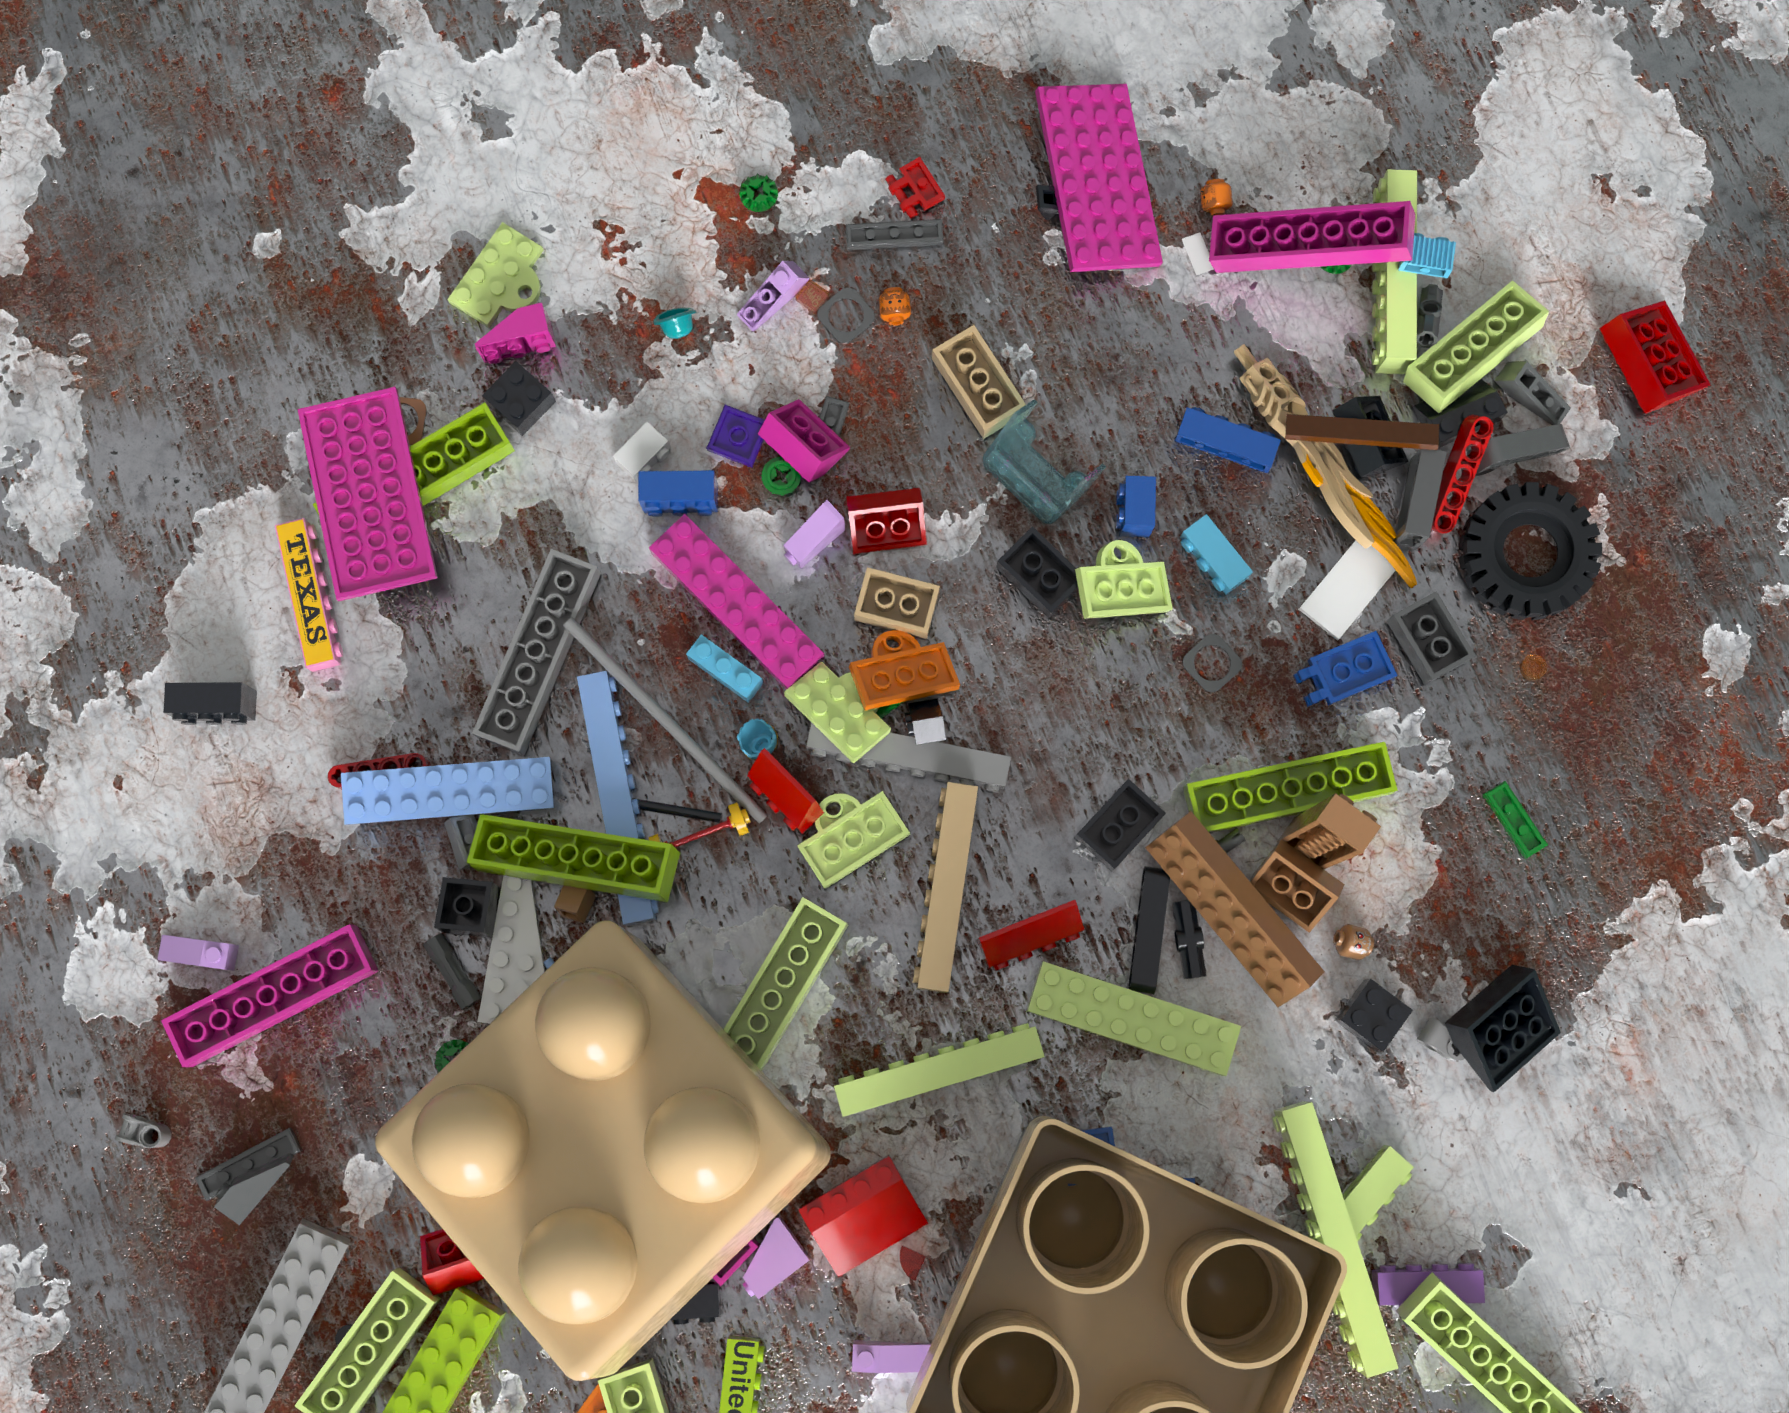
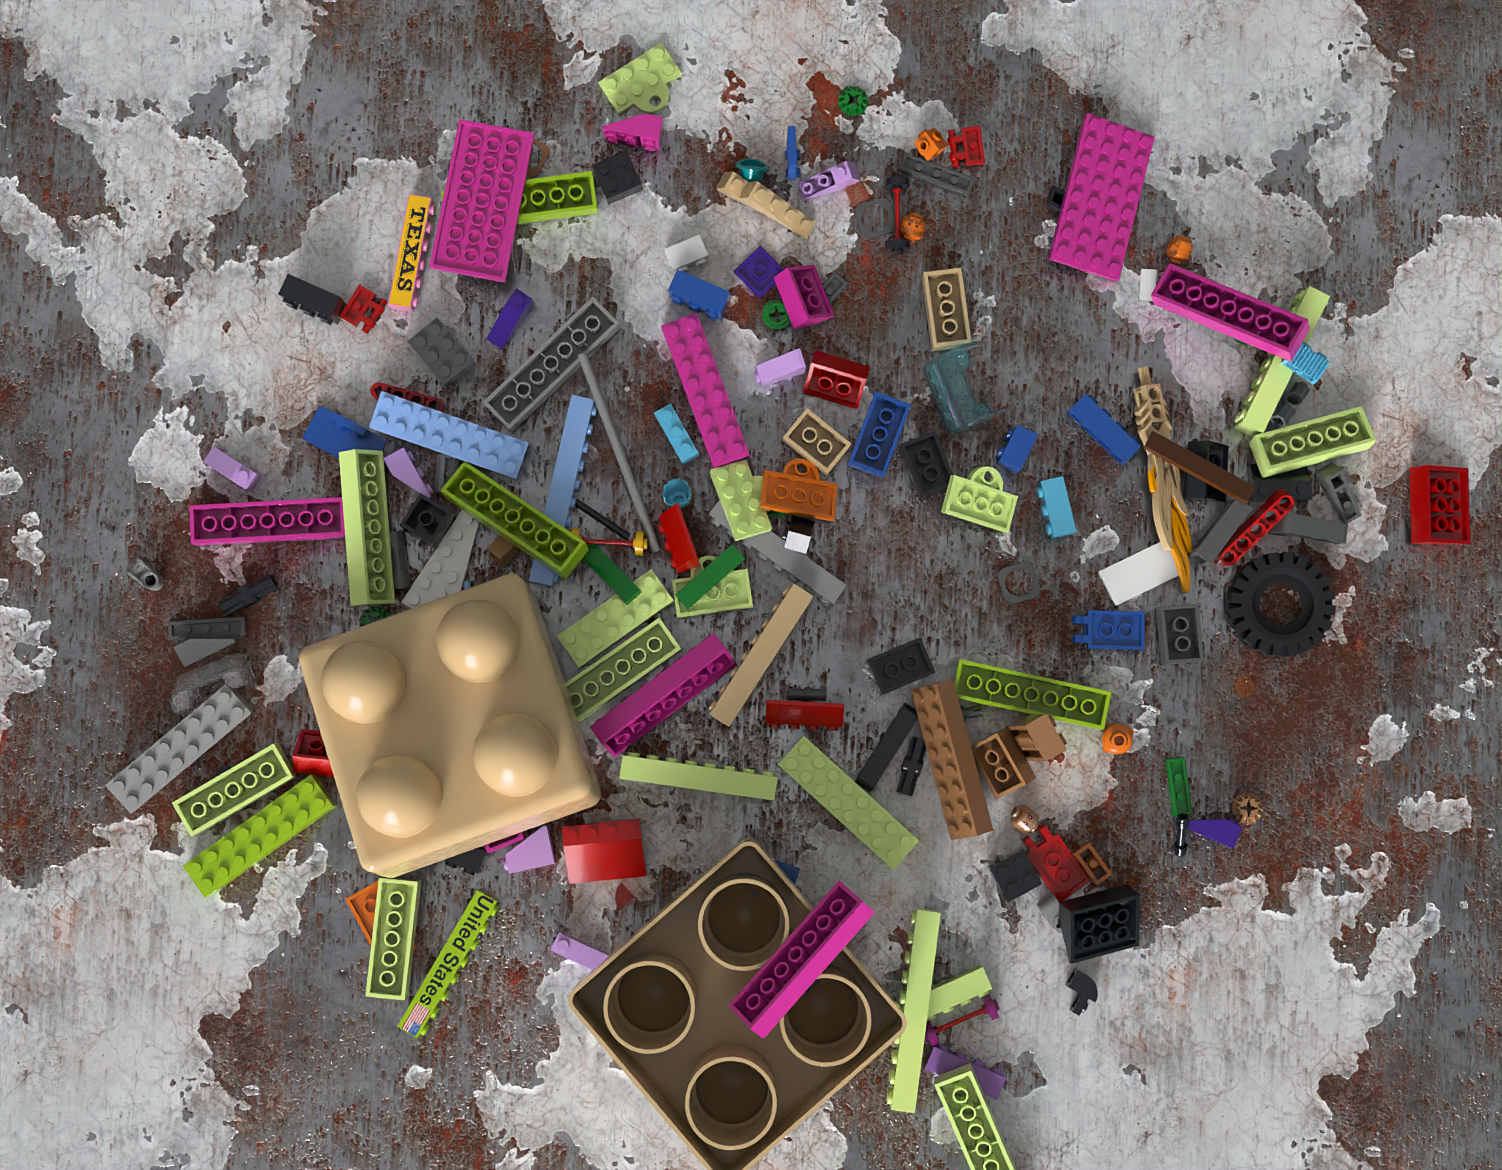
camera: 25 degrees right, 5 degrees up
(271, 684) = (358, 306): none -> red plate
(282, 1098) = (248, 594): none -> black piece
(301, 1200) = (232, 668): none -> clear windscreen
(322, 854) = (338, 434): none -> blue bracket
(395, 949) = (366, 527): none -> yellowish green brick
(397, 697) = (441, 353): none -> dark grey brick
(411, 858) = (403, 468): none -> lavender slope
(462, 619) = (510, 318): none -> dark purple slope
(708, 349) = (765, 201): none -> tan arch
(715, 281) = (792, 155): none -> blue tile
(721, 871) = (611, 574): none -> green tile
(750, 923) = (614, 620): none -> yellowish green brick
(842, 820) = (710, 576): none -> green tile
(850, 990) = (663, 695): none -> dark pink brick
(854, 264) = (897, 184): none -> black axle
(871, 201) = (930, 143): none -> orange brick
(967, 562) = (879, 435): none -> blue brick
(1022, 910) = (806, 694): none -> dark grey pin
(1179, 1241) = (801, 959): none -> dark pink brick
(1415, 979) = (1055, 864): none -> red tile
(1416, 794) = (1116, 738): none -> orange piece
(1420, 1191) = (990, 1007): none -> magenta axle
(1458, 958) = (1091, 863): none -> dark orange brick
(1525, 1116) = (1086, 990): none -> black brick
(1552, 890) = (1182, 822): none -> black bar
(1587, 850) = (1219, 830): none -> dark purple slope
(1597, 802) = (1242, 800): none -> medium nougat gear

